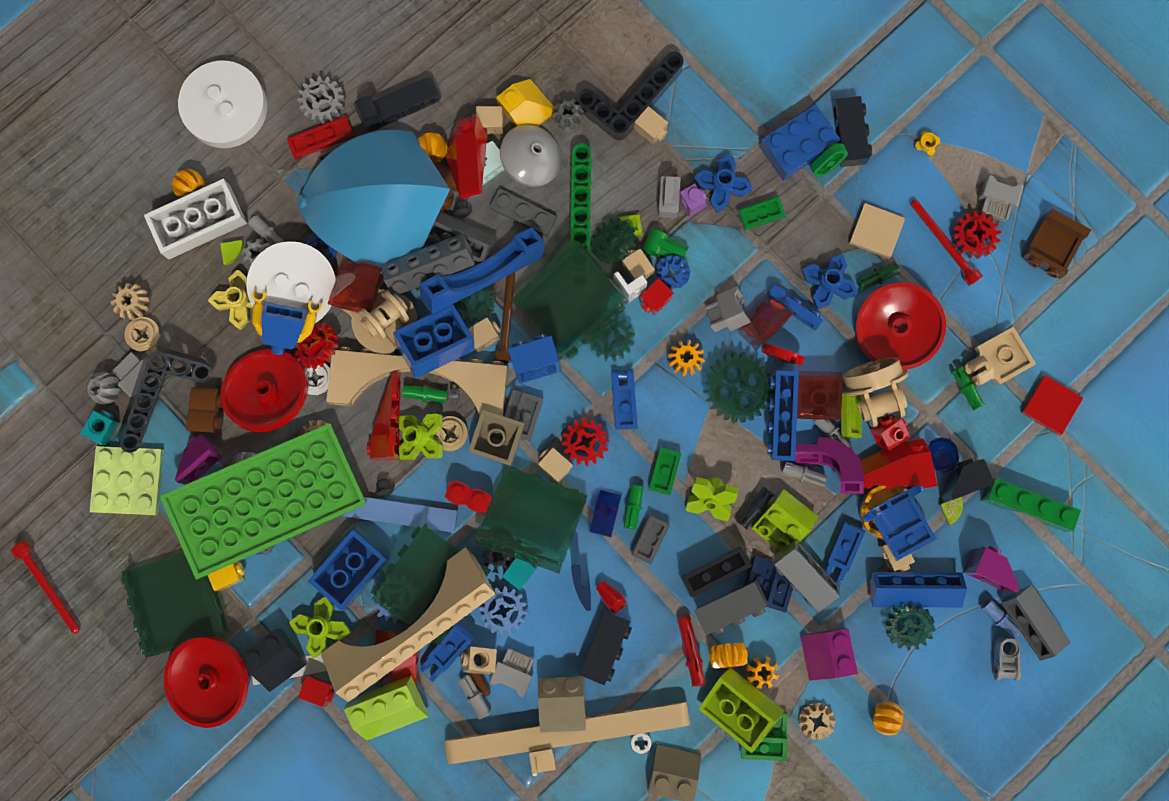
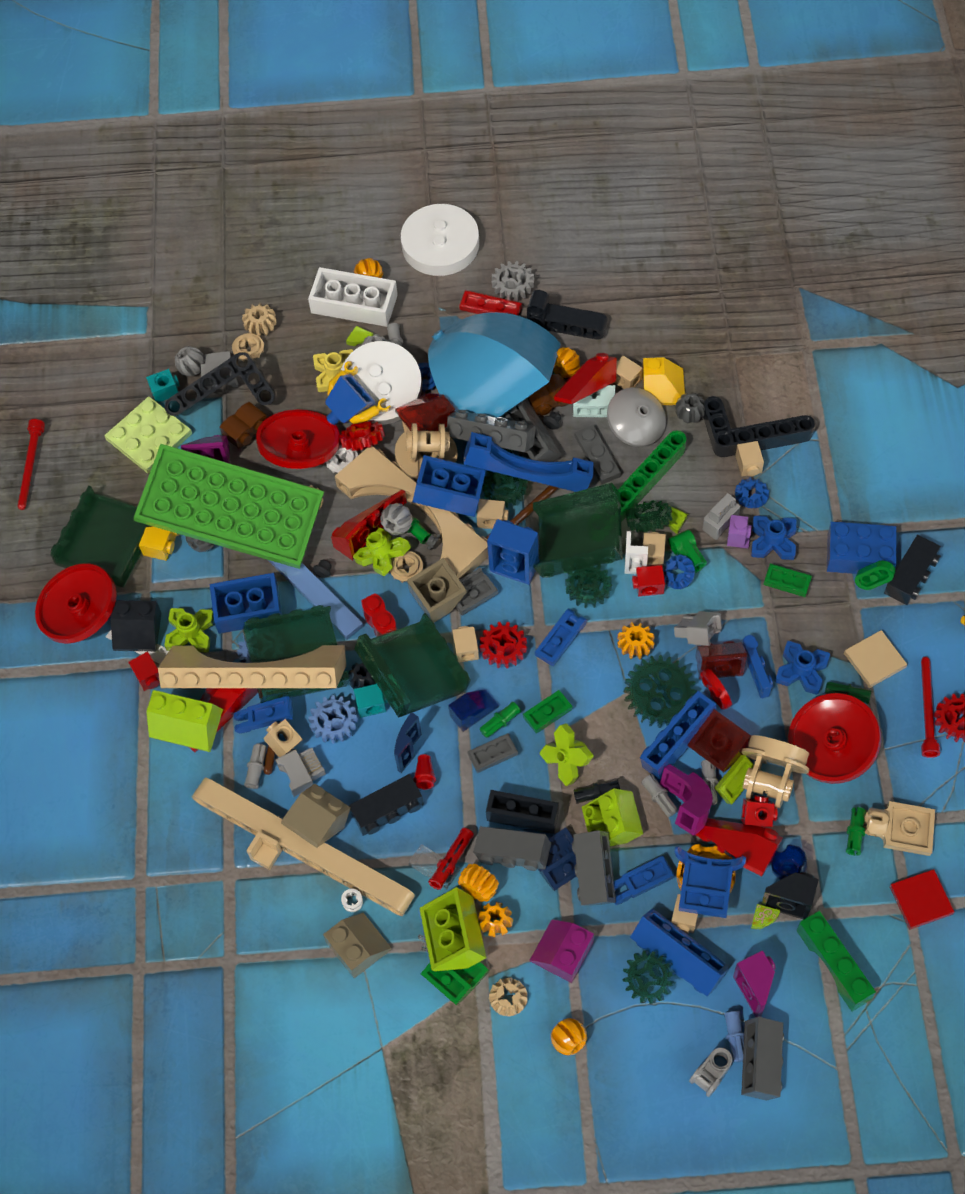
camera: 40 degrees right, 20 degrees down
(412, 402) = (396, 519): none -> light grey piece
(669, 162) = (756, 500): none -> blue gear

